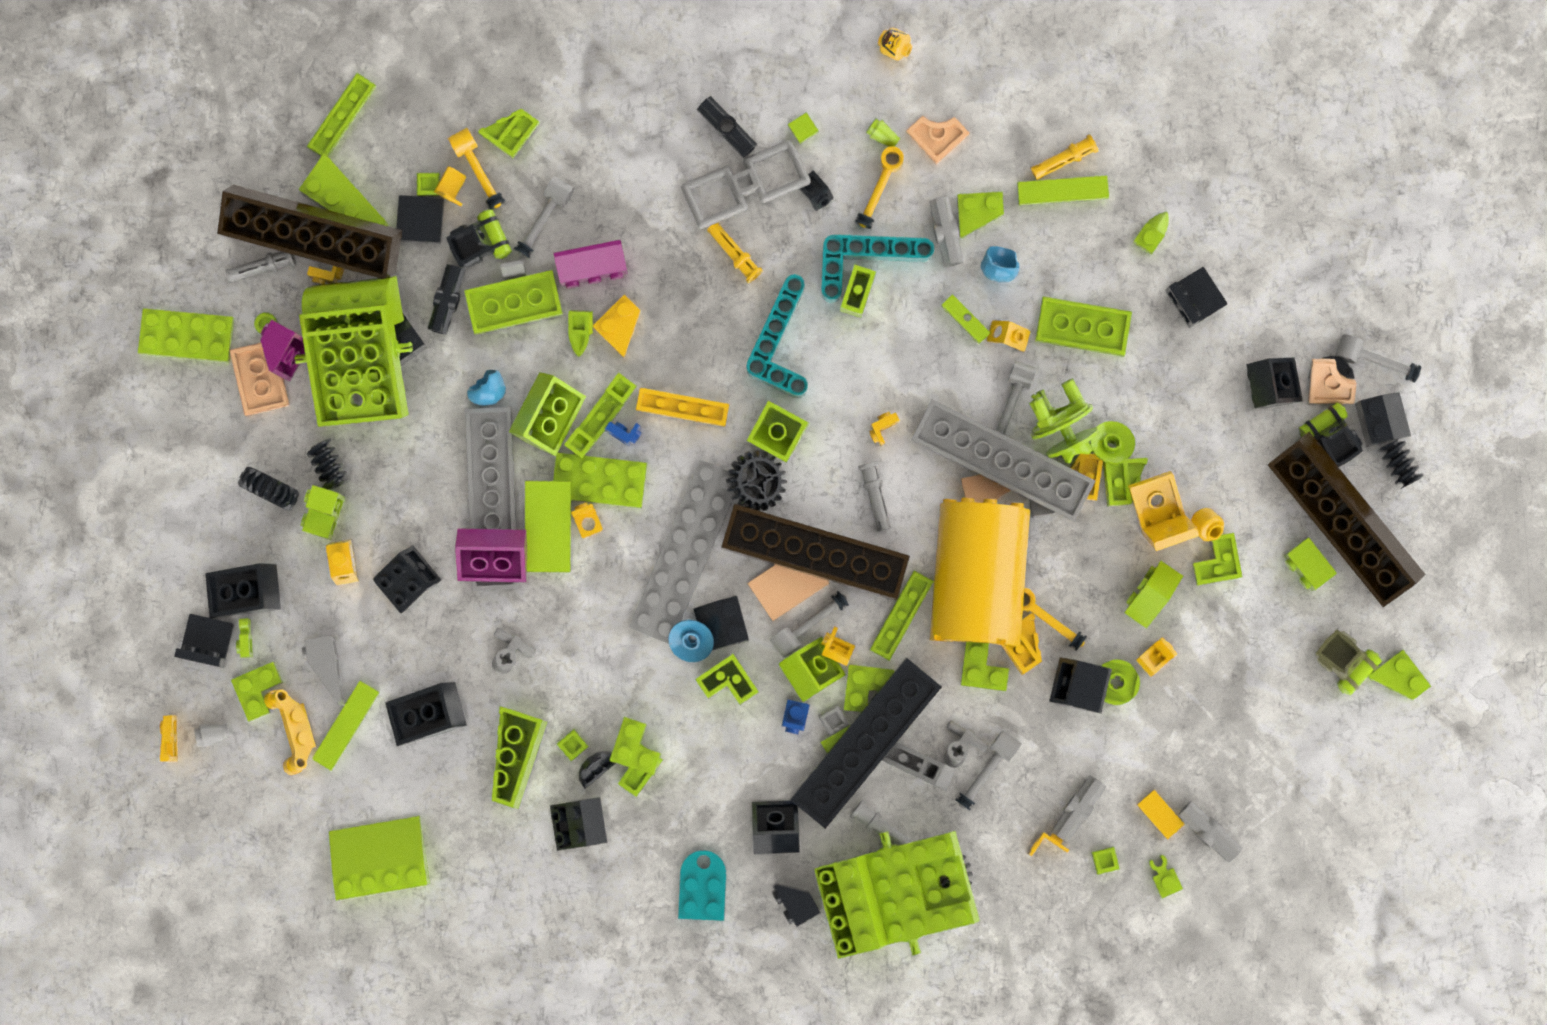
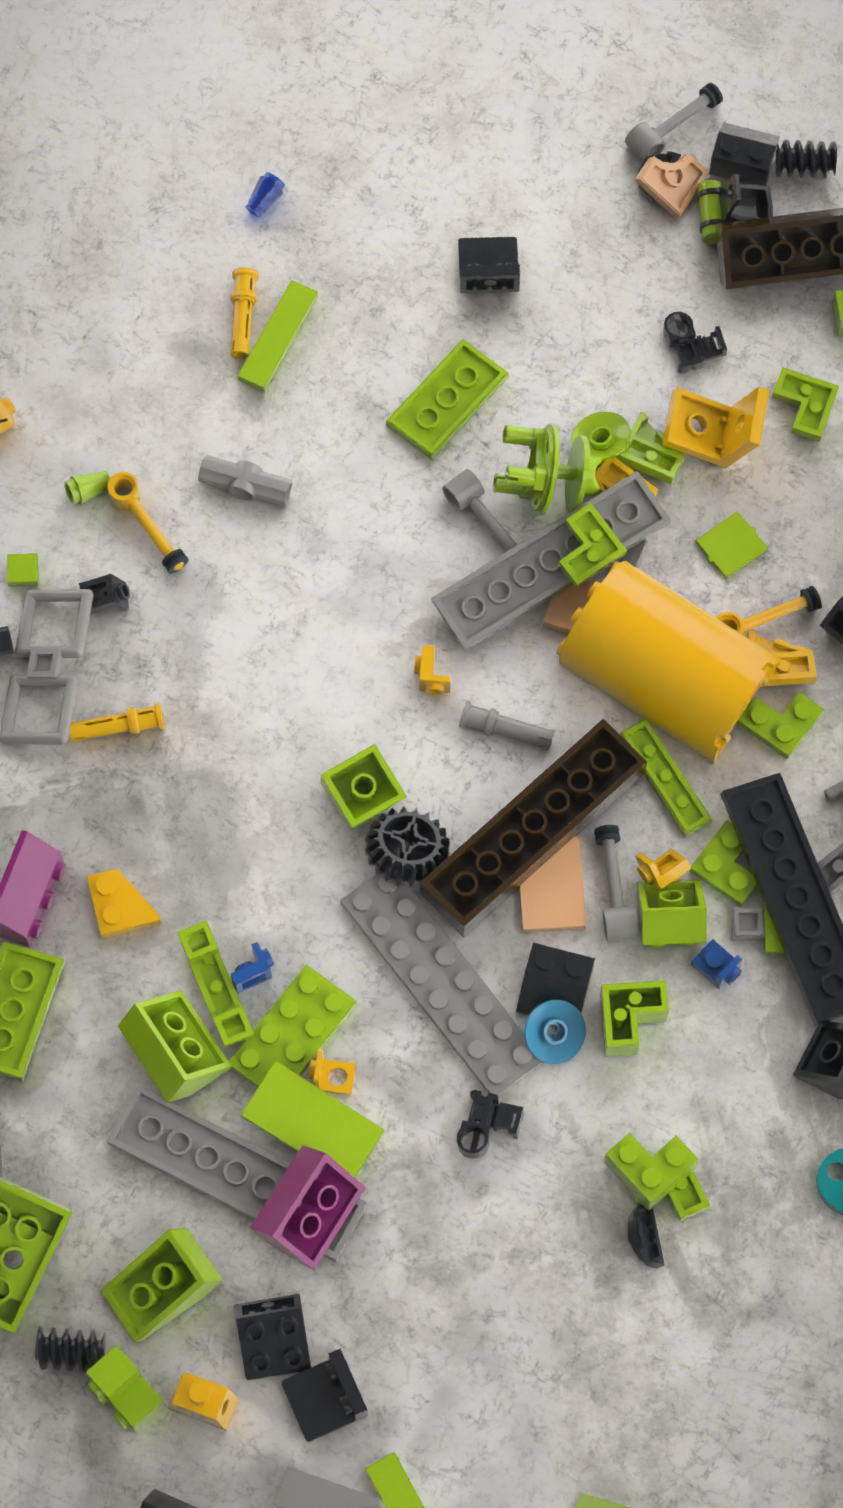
camera: 60 degrees left, 15 degrees down
(268, 488) = (53, 1438): black gear -> none
(387, 632) = (325, 1397): none -> black bracket
(398, 495) = (161, 1283): none -> lime slope
(426, 713) = (456, 1408): black slope -> none
(487, 389) = (99, 1098): dark azure hair -> none
(514, 643) = (446, 1263): light grey piece -> none
(515, 755) = (568, 1317): lime wedge -> none
(572, 745) = (600, 1249): lime tile -> none
(578, 824) = (704, 1296): black slope -> none
(579, 328) = (97, 951): lime plate -> none
(615, 628) = (489, 1117): none -> black piece
(682, 407) = (264, 885): yellow plate -> none
(774, 339) = (250, 735): teal beam -> none
(857, 291) = (253, 610): lime brick -> none
(866, 253) = (214, 578): teal beam -> none
(937, 138) = (130, 434): light nougat tile -> none
(958, 311) = (374, 511): lime piece -> none
(978, 210) = (242, 434): lime wing -> none
(1000, 264) = (321, 443): dark azure hair -> none
(1011, 334) = (410, 475): yellow bracket -> none
(1024, 487) = (597, 549): none -> lime plate
(1088, 568) = (731, 545): none -> lime piece
(1152, 233) = (387, 272): lime plate -> none
(1153, 593) = (807, 484): lime brick -> none
(1159, 120) = (265, 193): none -> clear blue cone
(1208, 523) = (757, 378): yellow head -> none
(1215, 466) = (694, 348): none -> black piece
(1274, 382) = (635, 238): black slope -> none

